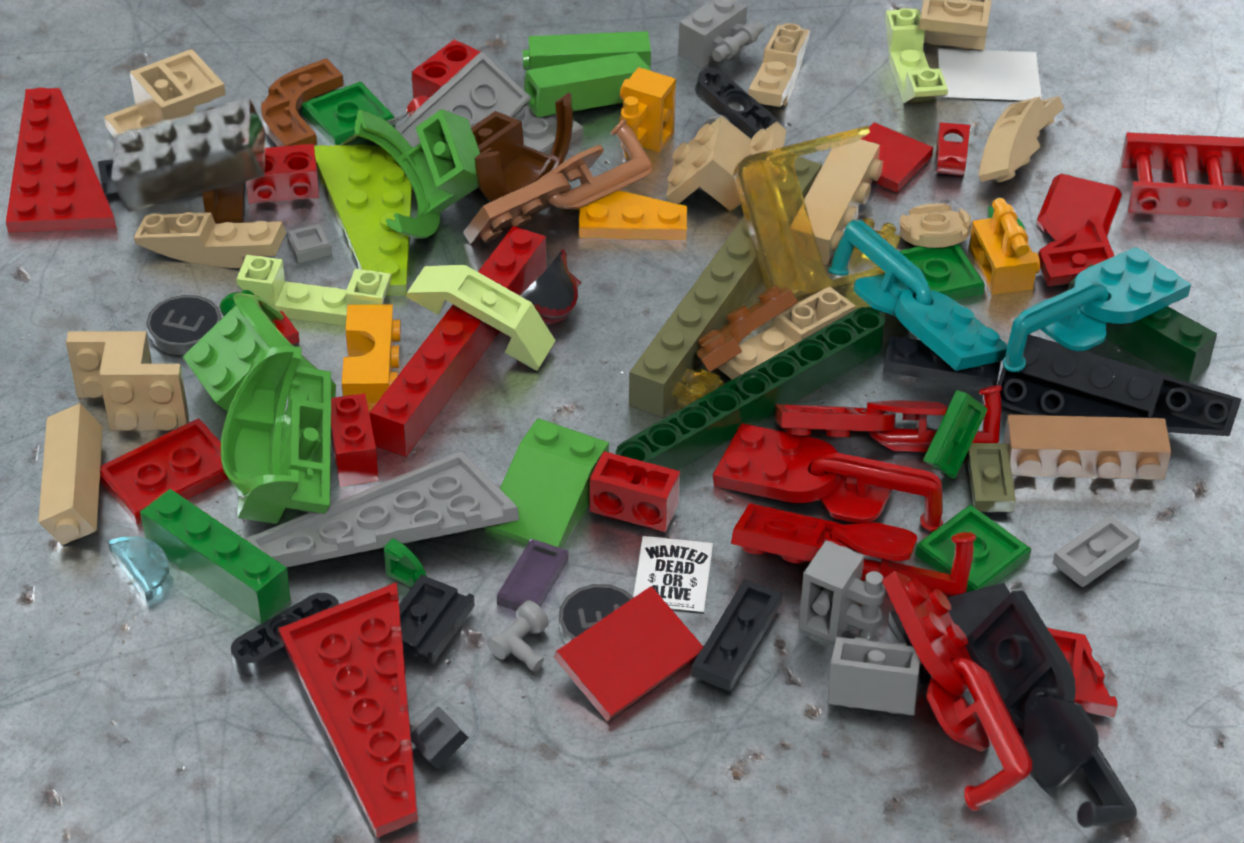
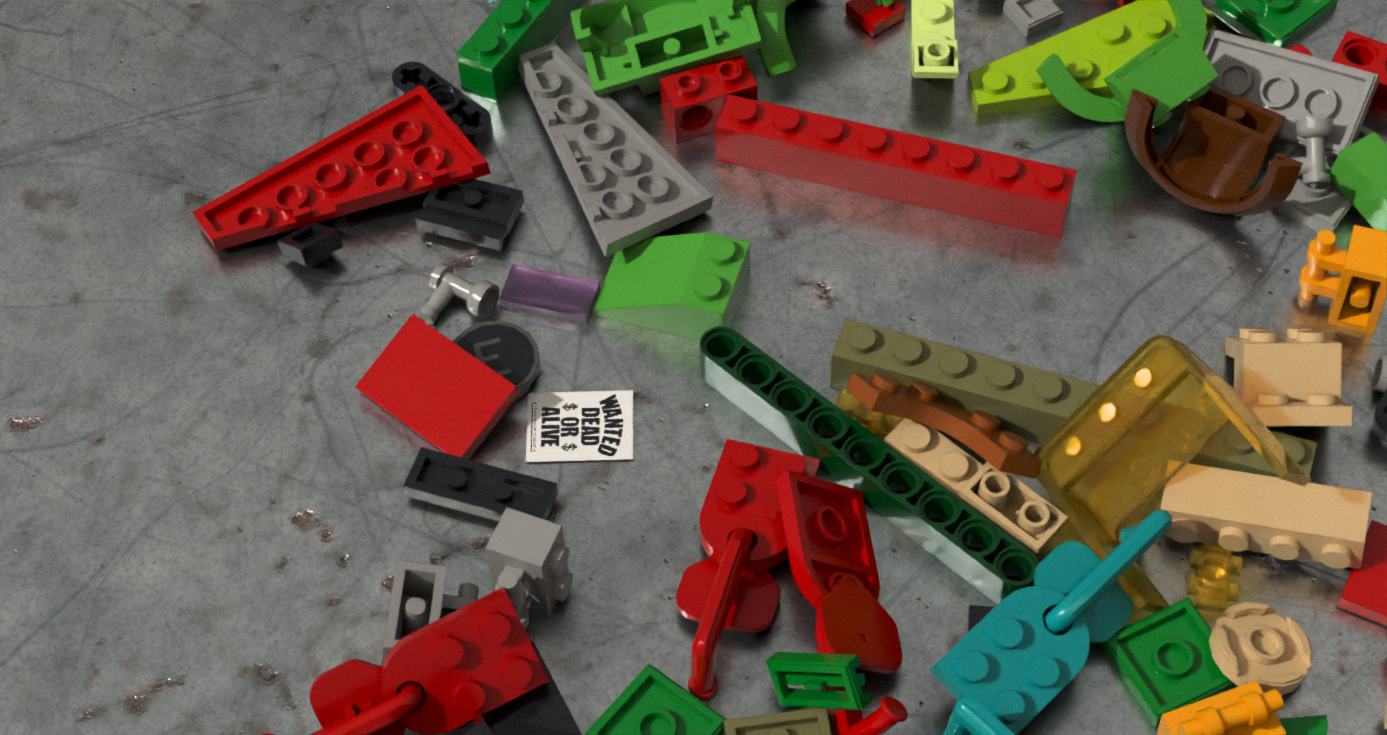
camera: 85 degrees right, 10 degrees up
(370, 351) = (880, 94): light orange arch -> none
(402, 563) = (543, 179): green tile -> none
(489, 303) = (909, 169): yellowish green slope -> none
(534, 118) = (1314, 132): none -> light grey piece
(554, 188) = (1168, 211): nougat plate -> none
(554, 291) = (990, 236): black hat -> none
(633, 217) = (1178, 292): light orange wing -> none
(634, 491) = (667, 357): red brick -> none
(802, 536) = (621, 555): red plate -> none

